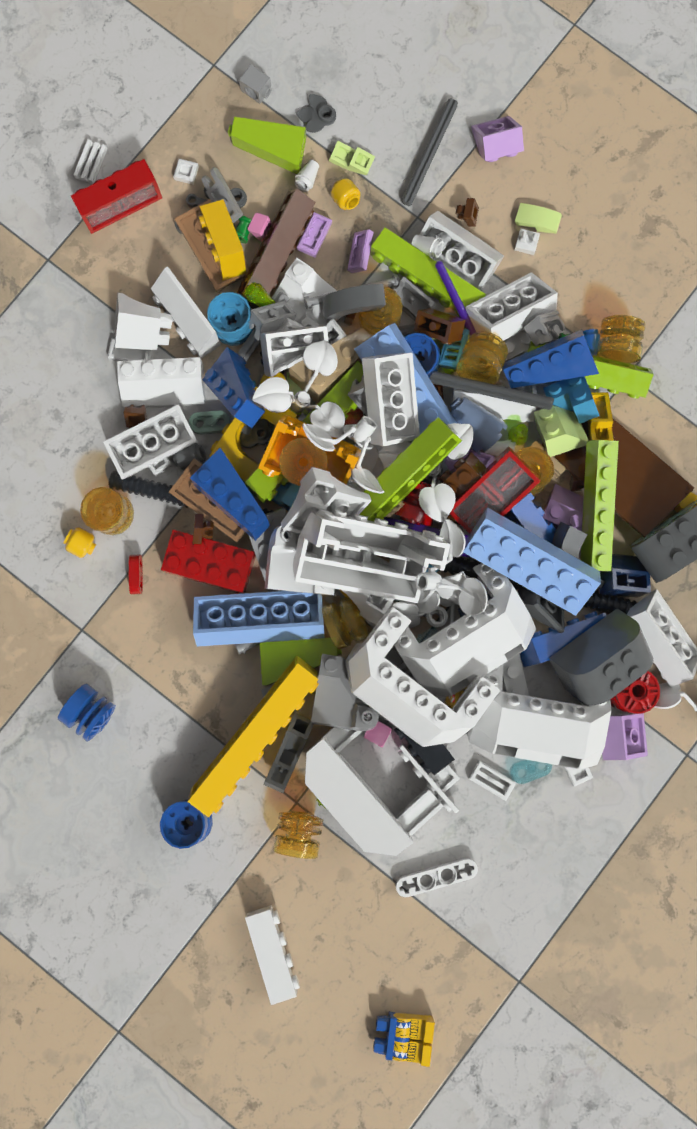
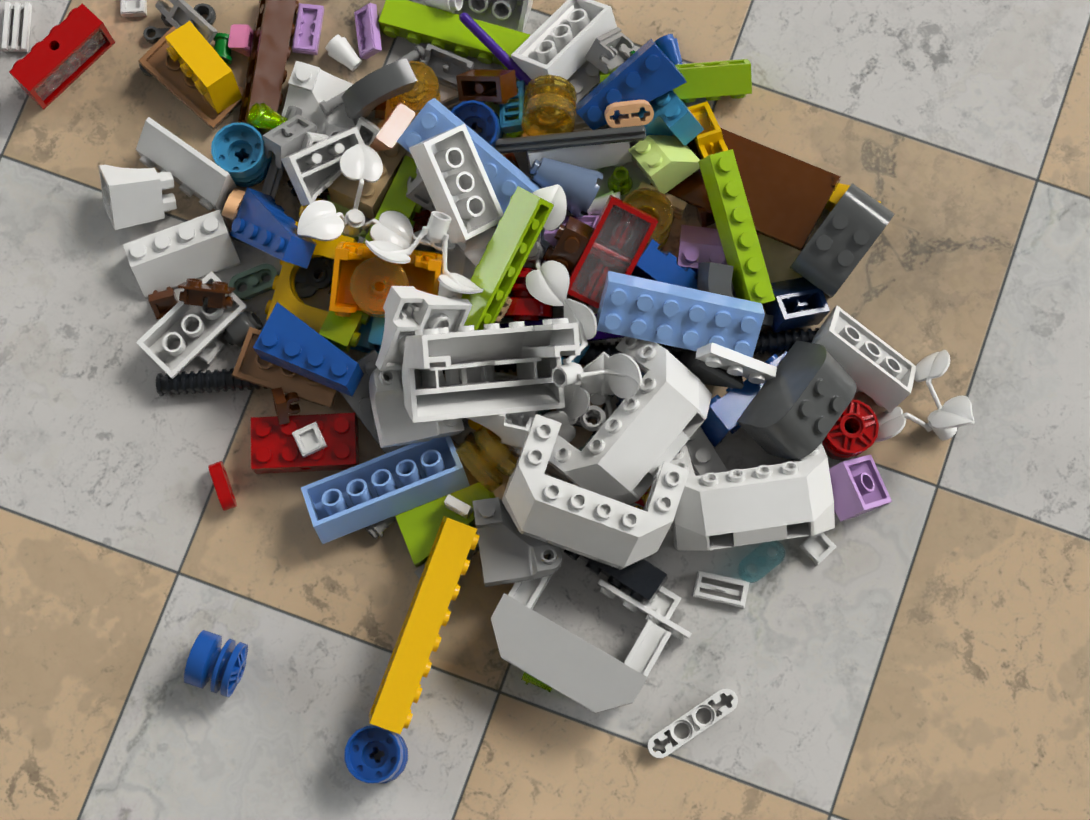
camera: 15 degrees left, 5 degrees down
(79, 542) = (144, 470): yellow head -> none
(96, 509) = (154, 413): clear yellow wheel -> none
(125, 354) = (118, 237): white tile -> none
(161, 417) = (195, 292): none -> reddish brown hinge
(212, 356) = (233, 203): none -> light nougat beam
(212, 562) = (309, 439): none -> white tile
(289, 753) = (471, 632): dark grey arch -> none
(298, 840) = (513, 723): clear yellow wheel -> none
(309, 652) = (458, 506): none -> white tile
(335, 261) = (341, 50): none -> white cone
(355, 337) = (393, 128): none -> slope
(378, 734) = (569, 578): bright pink slope -> none
(545, 382) = (629, 107): none -> light nougat beam
(564, 613) = (736, 363): none -> white plate
(621, 338) = (701, 35): clear yellow wheel -> none

